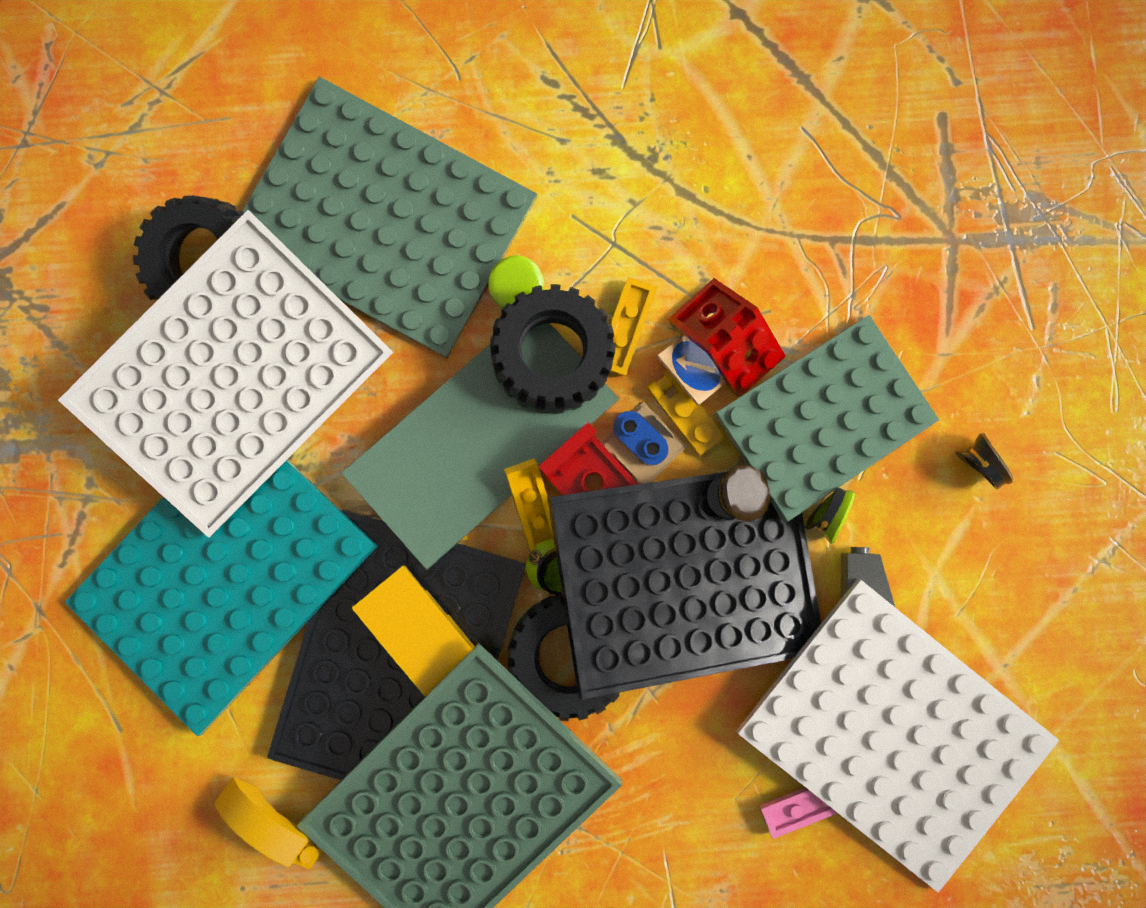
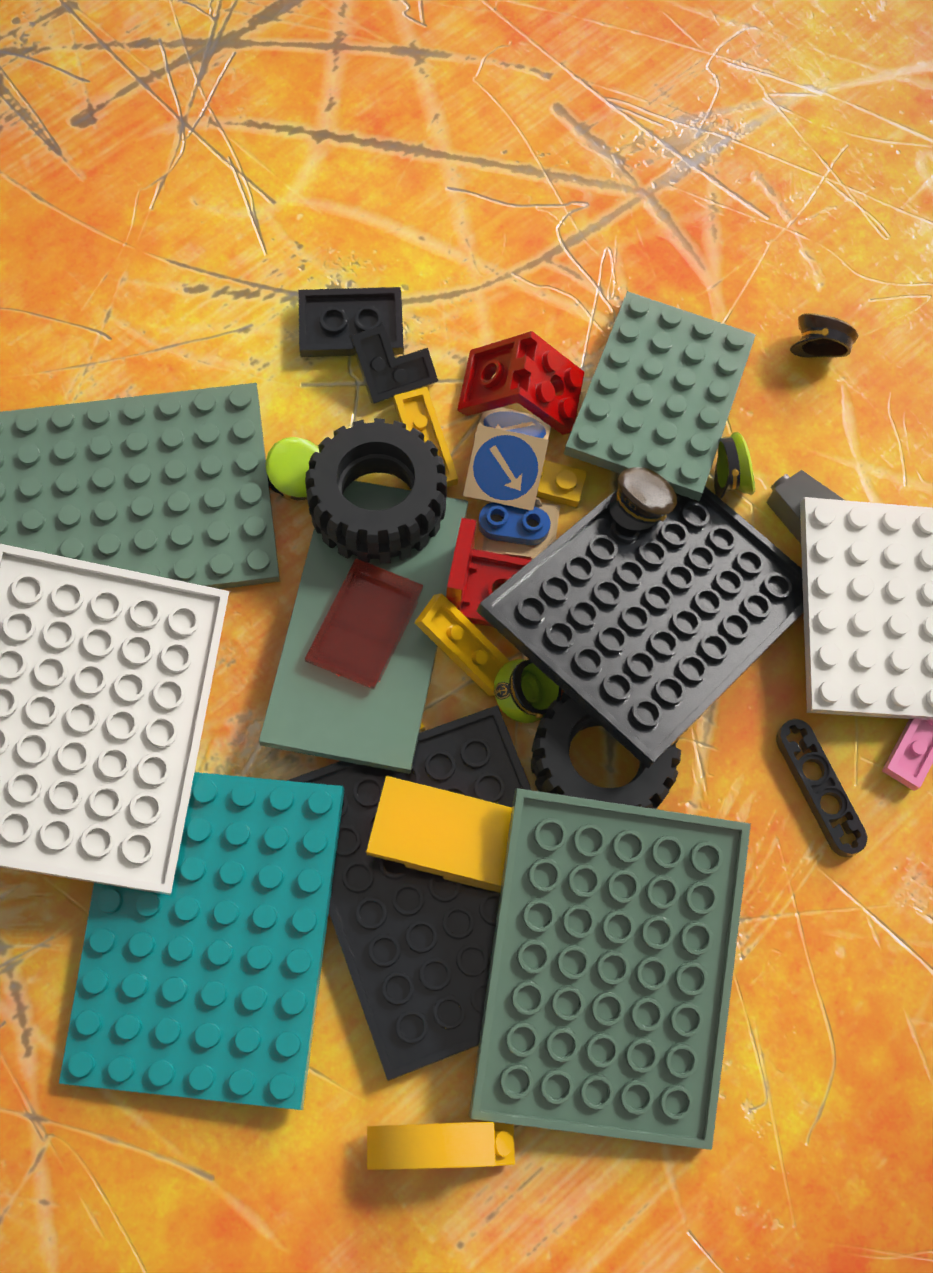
camera: 45 degrees left, 15 degrees down
(473, 441) = (364, 624): none -> clear red piece
(635, 256) = (383, 372): none -> black plate
(641, 192) = (333, 315): none -> black plate
(661, 396) = (505, 467): none -> piece
(709, 785) = (826, 785): none -> black beam

